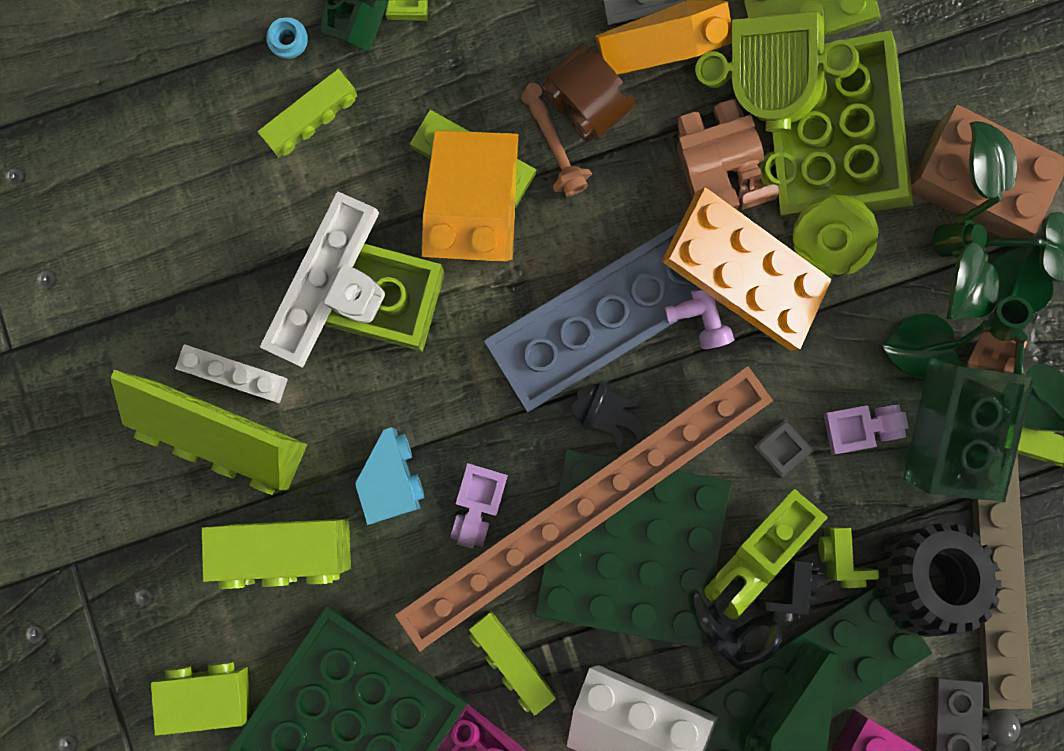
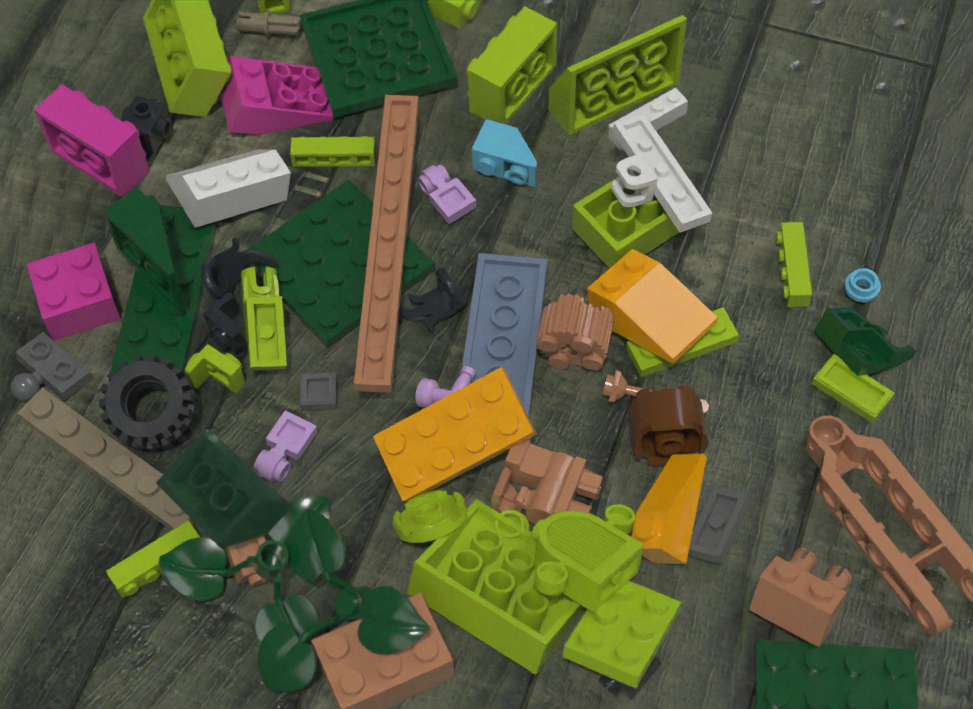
camera: 130 degrees right, 25 degrees down
(555, 245) = (574, 333): none -> nougat brick

